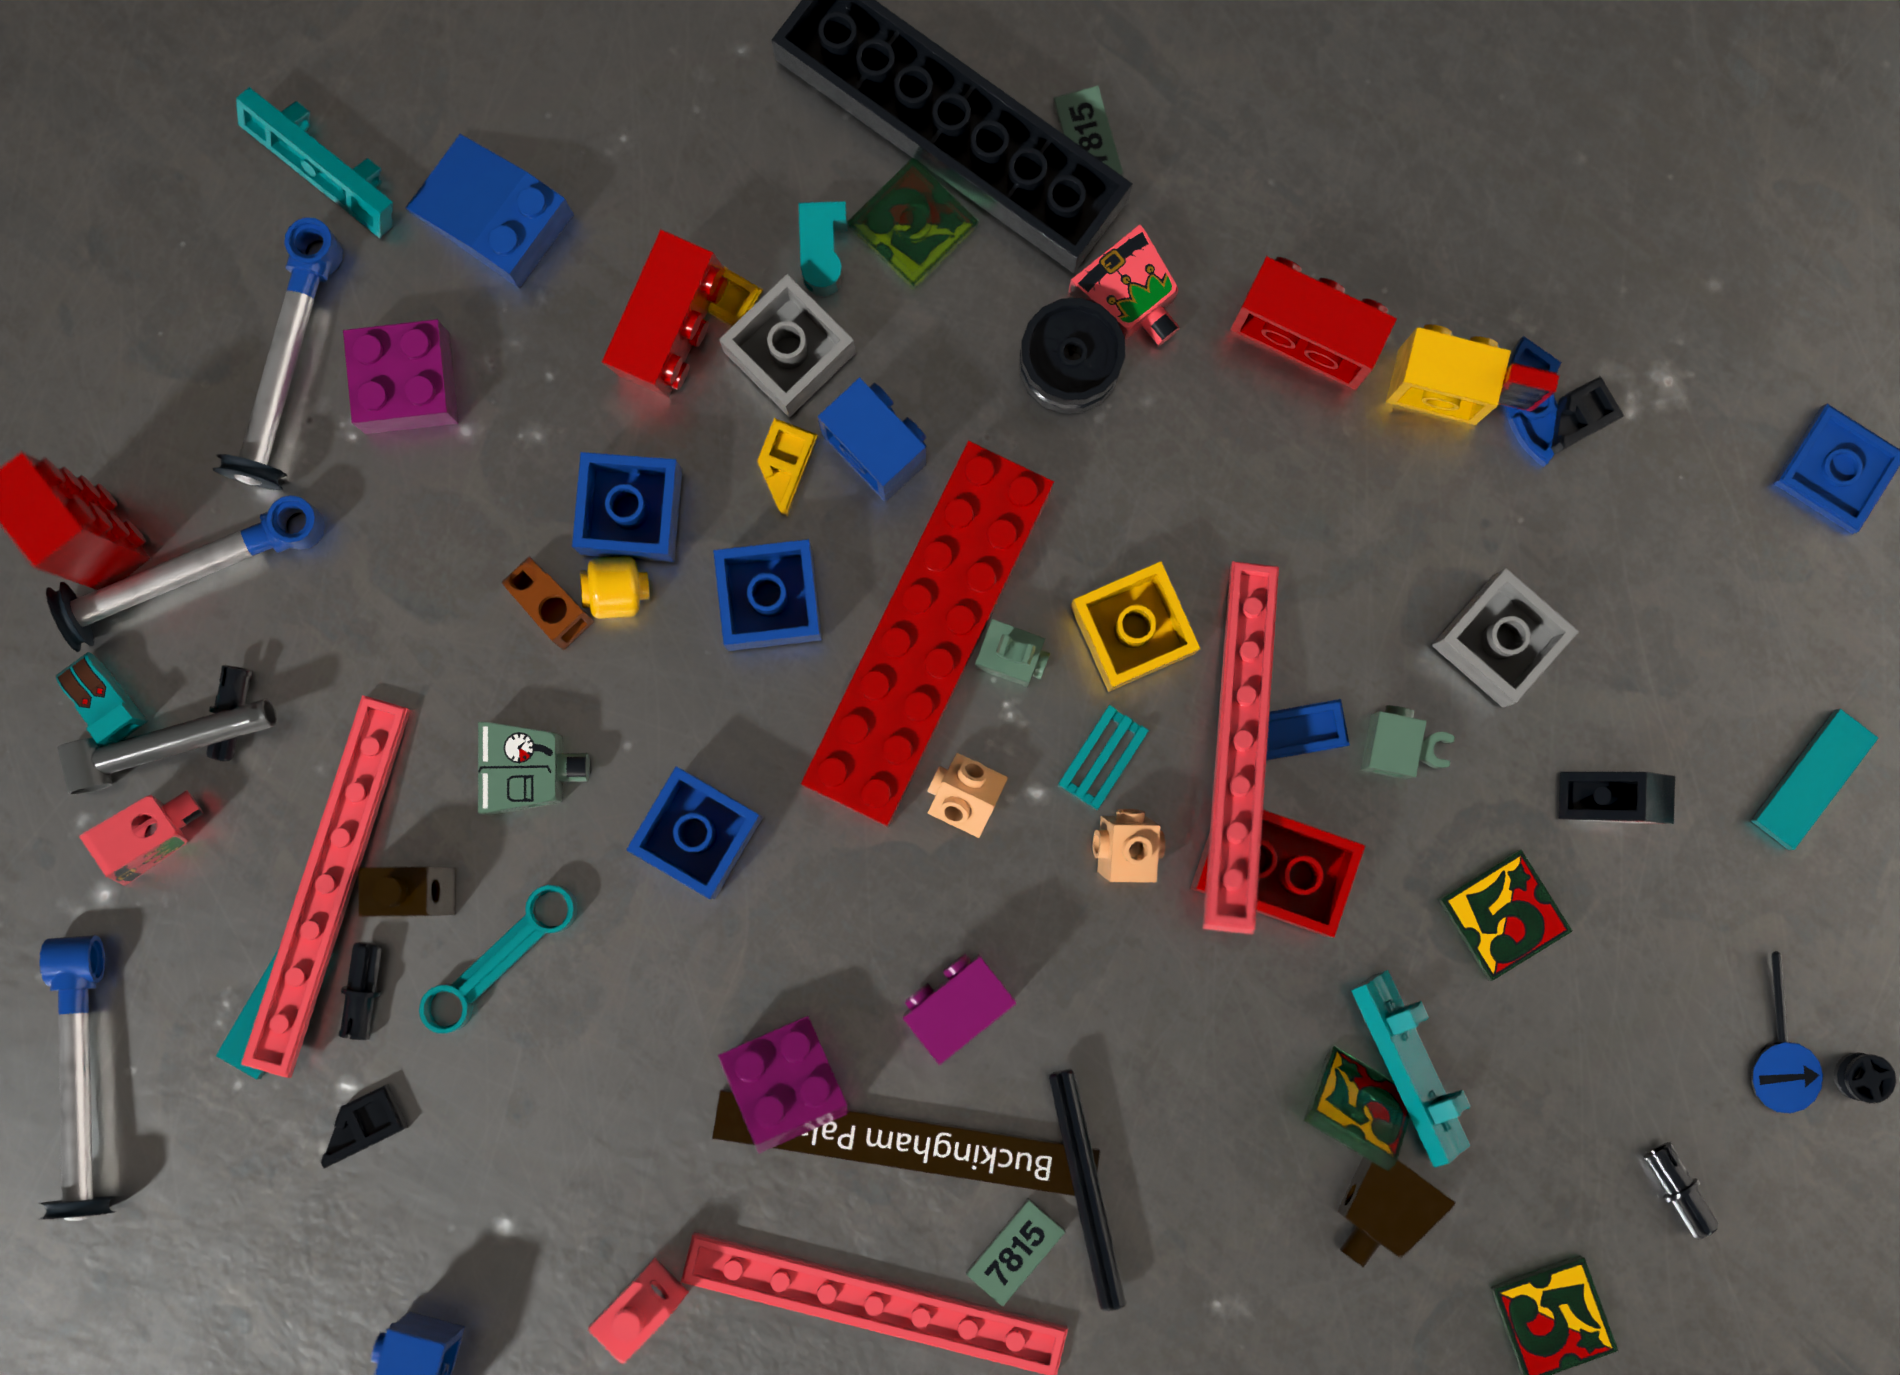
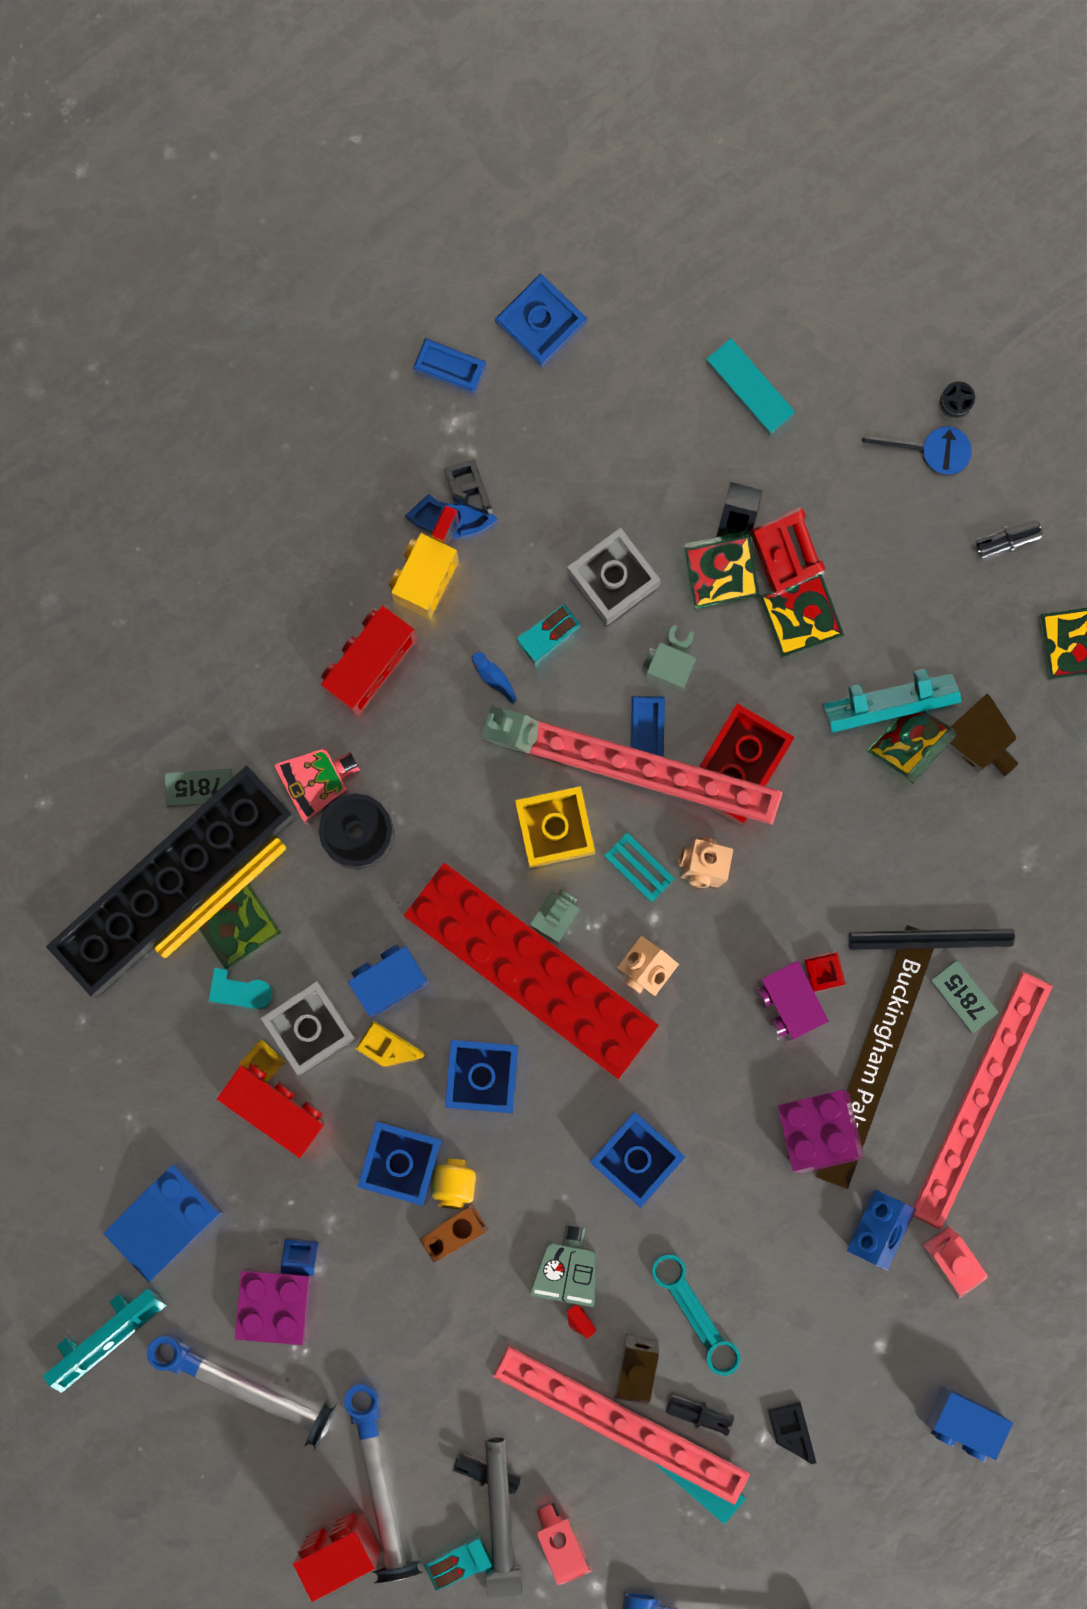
camera: 75 degrees left, 0 degrees up
(457, 800) = (579, 1321): none -> red tile
(475, 399) = (299, 1257): none -> blue tile
(662, 1197) = (881, 1230): none -> blue brick
(944, 190) = (219, 896): none -> yellow axle
(1011, 1046) = (825, 971): none -> red tile
(1258, 537) = (510, 729): none -> sand green brick
(1327, 502) = (493, 675): none -> blue bar
(1402, 566) = (548, 634): none -> teal leg
(1547, 788) = (721, 569): none -> tile
(1588, 865) = (778, 552): none -> red plate
(1746, 356) = (449, 365): none -> blue tile

